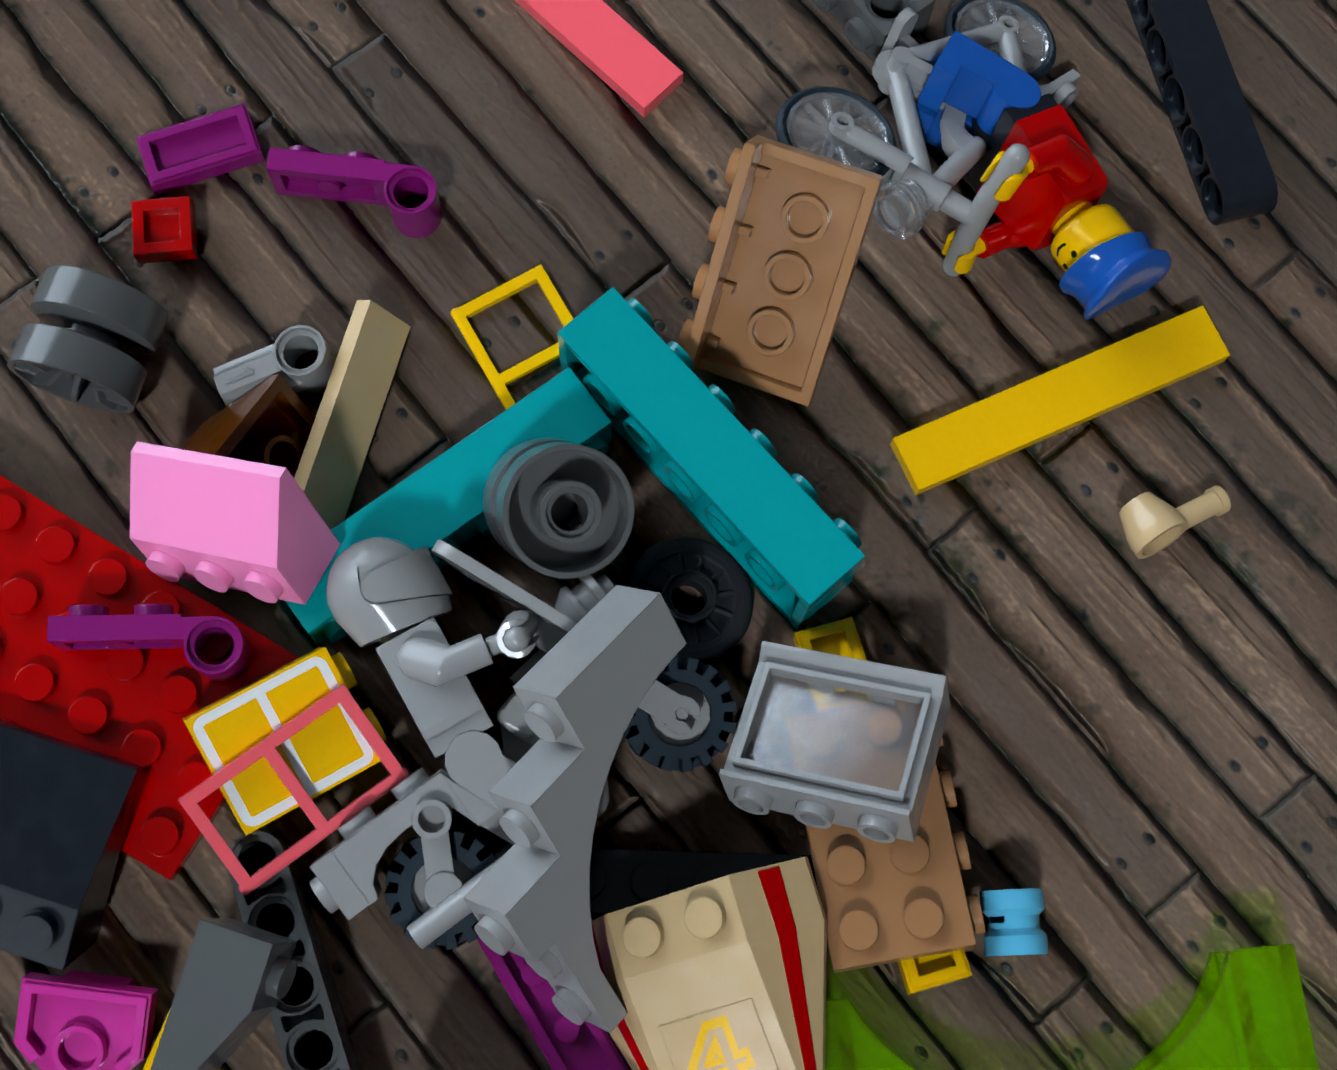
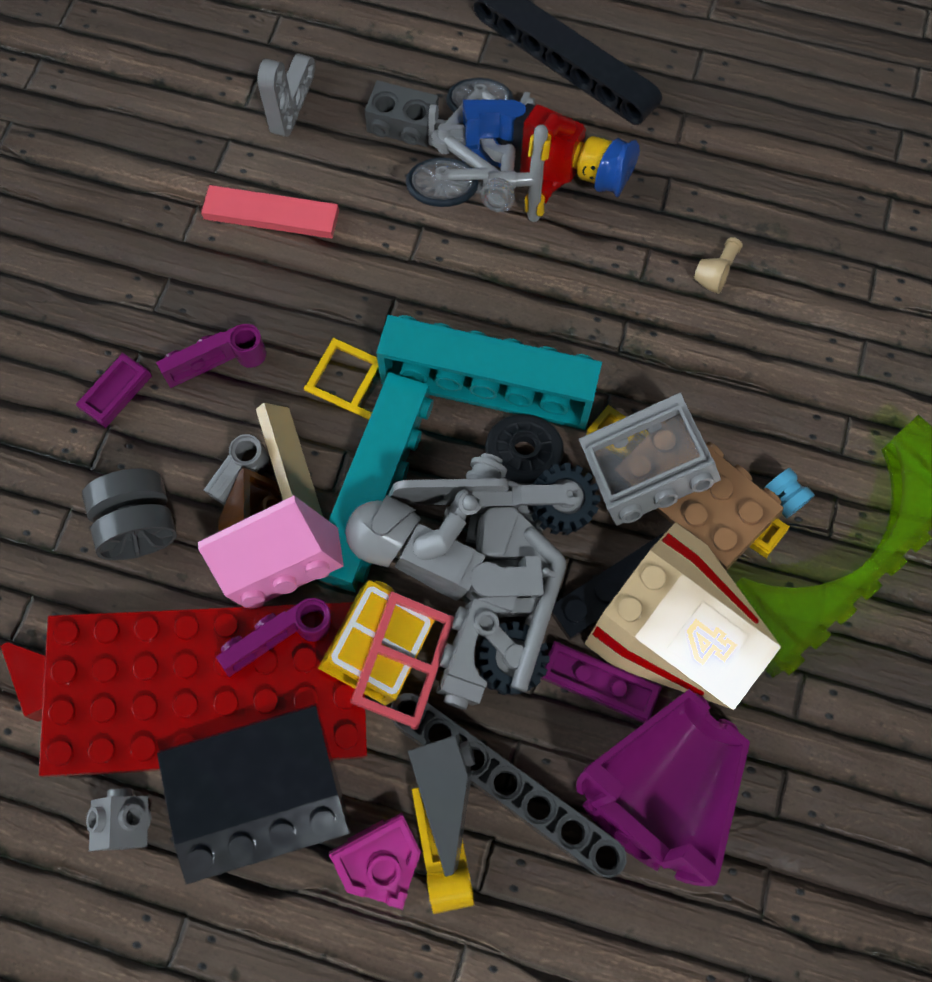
camera: 30 degrees left, 5 degrees down
(164, 229) = (125, 439): red plate -> none
(550, 799) = (542, 567): light grey arch -> none
(559, 507) = (436, 436): dark grey wheel -> none
(779, 267) = (460, 257): medium nougat bracket -> none
(1058, 400) = (627, 247): yellow tile -> none

